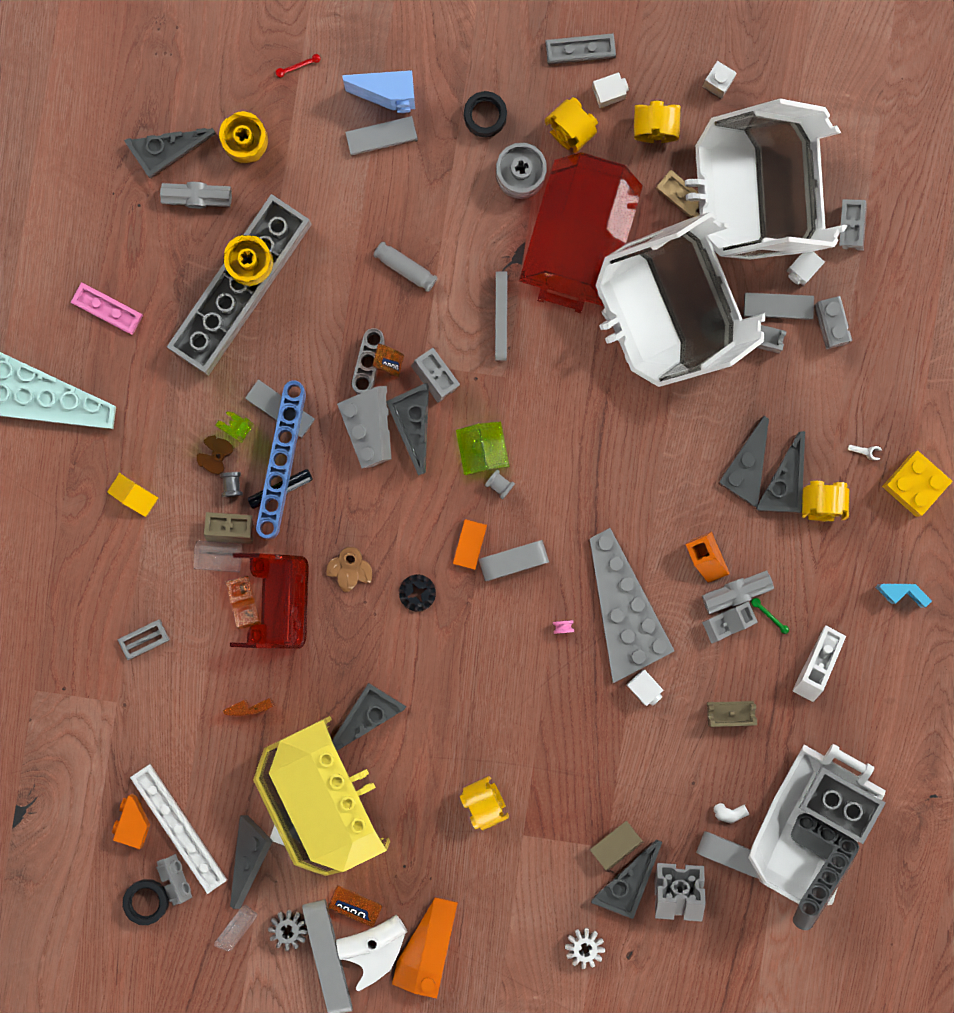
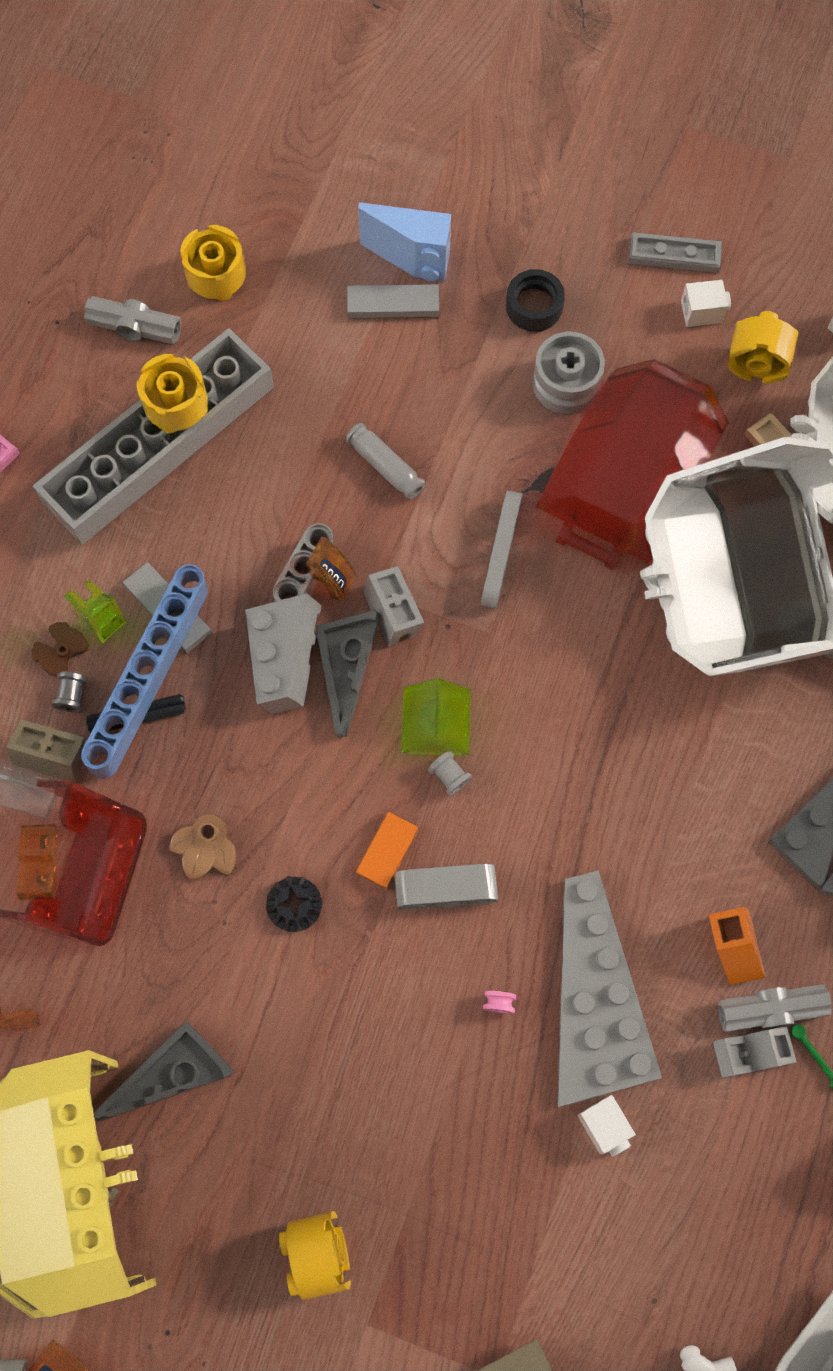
camera: 10 degrees right, 15 degrees down
(159, 152) = (108, 261): dark grey wing -> none
(281, 72) = (283, 206): red hinge -> none
(572, 125) = (647, 329): yellow brick -> none
(731, 713) = (735, 1199): dark tan hinge -> none

